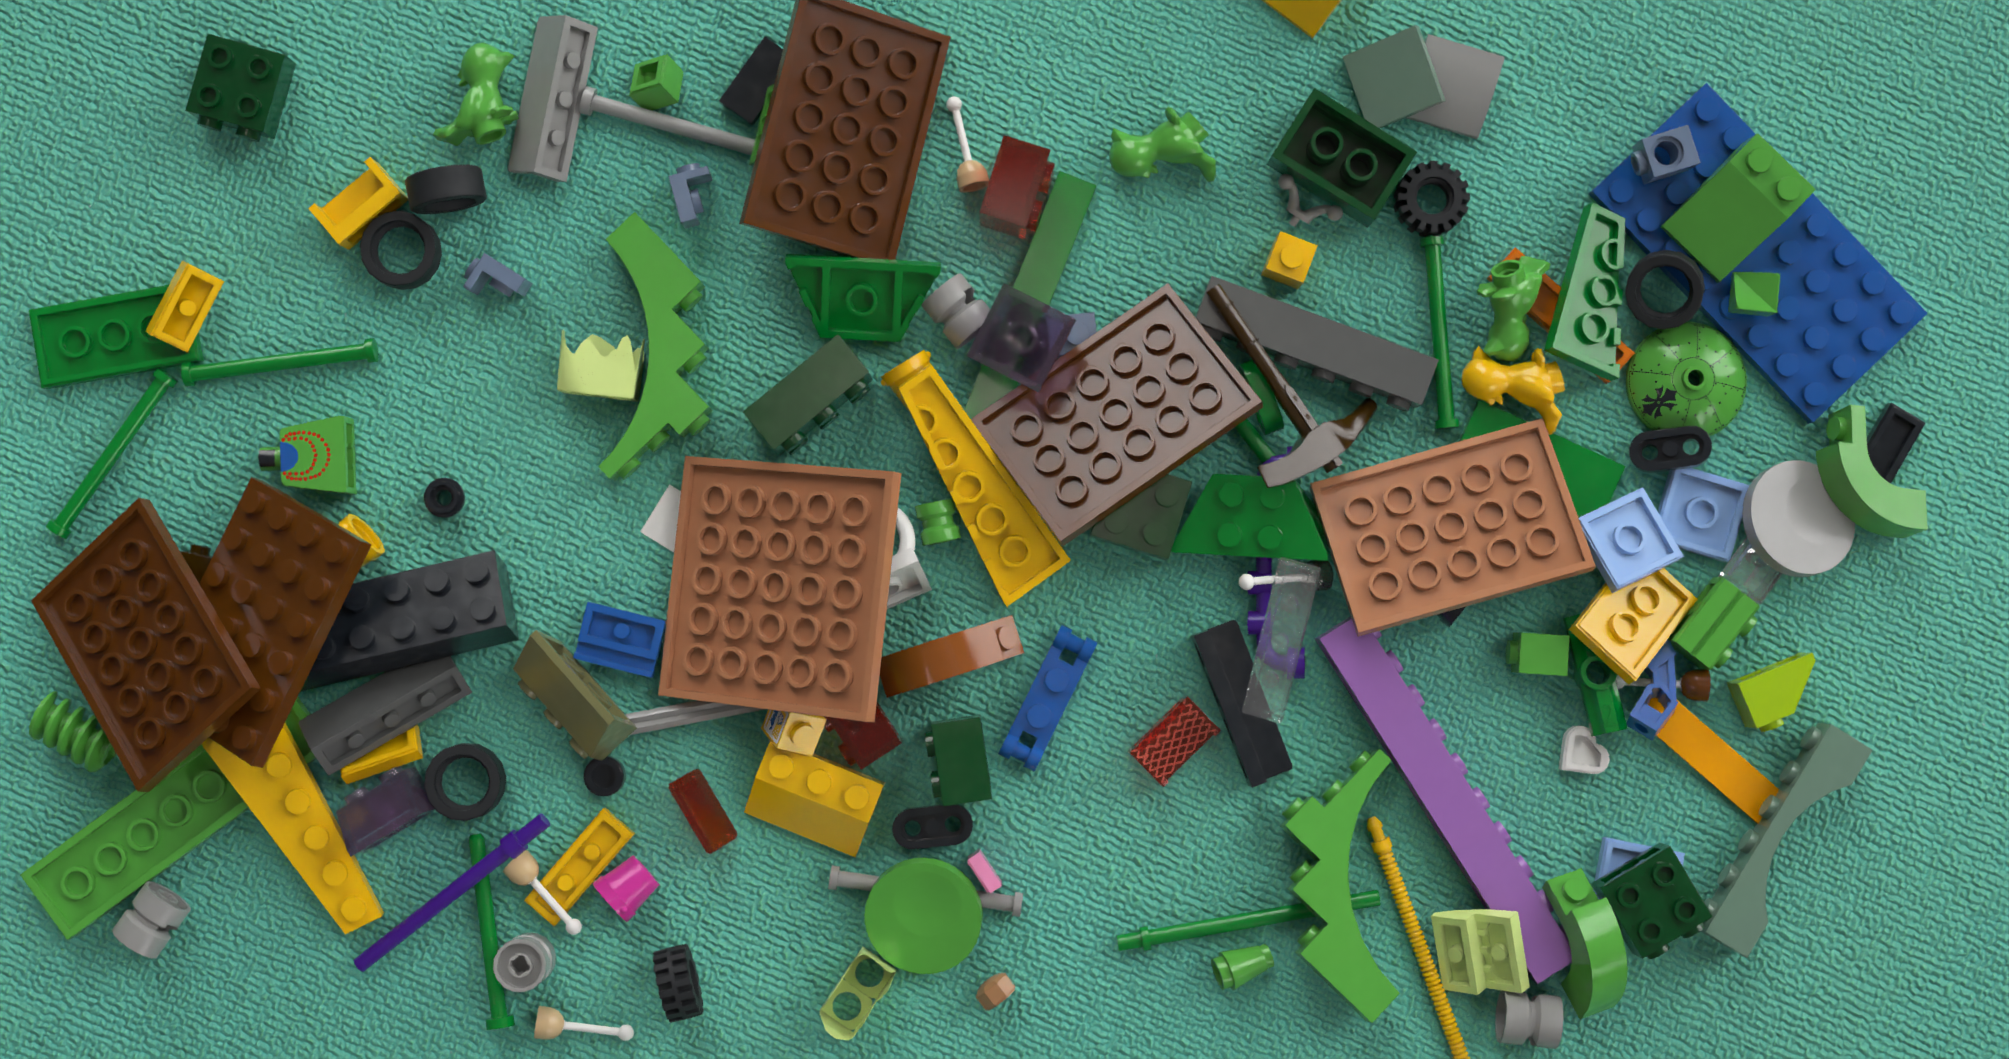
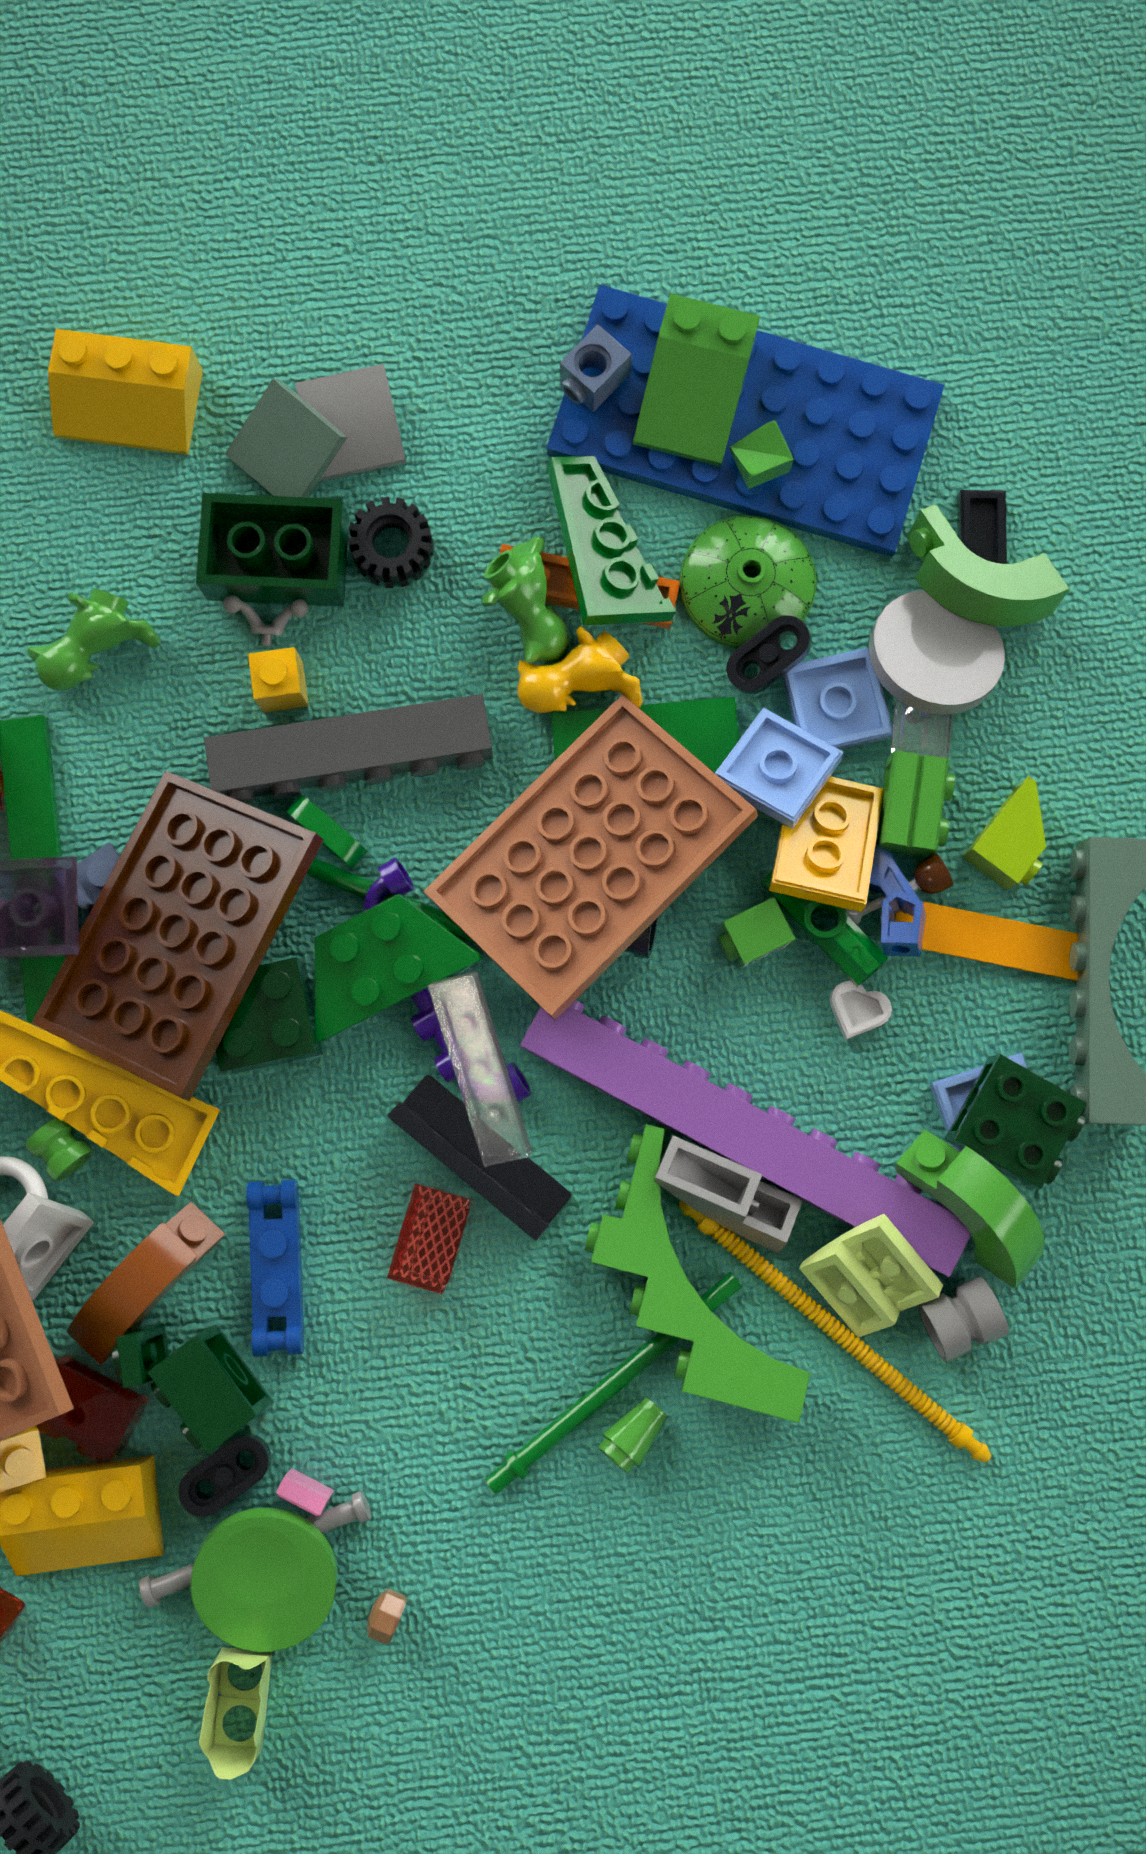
camera: 25 degrees left, 5 degrees down
(923, 707) = (139, 1353): none -> dark green plate
(1318, 444) = (406, 846): piece -> none
(1325, 580) = (492, 986): hinge -> none
(1410, 833) = (728, 1194): none -> light grey slope
(1439, 332) = (418, 588): green bar -> none
(1671, 319) = (637, 498): black tyre -> none

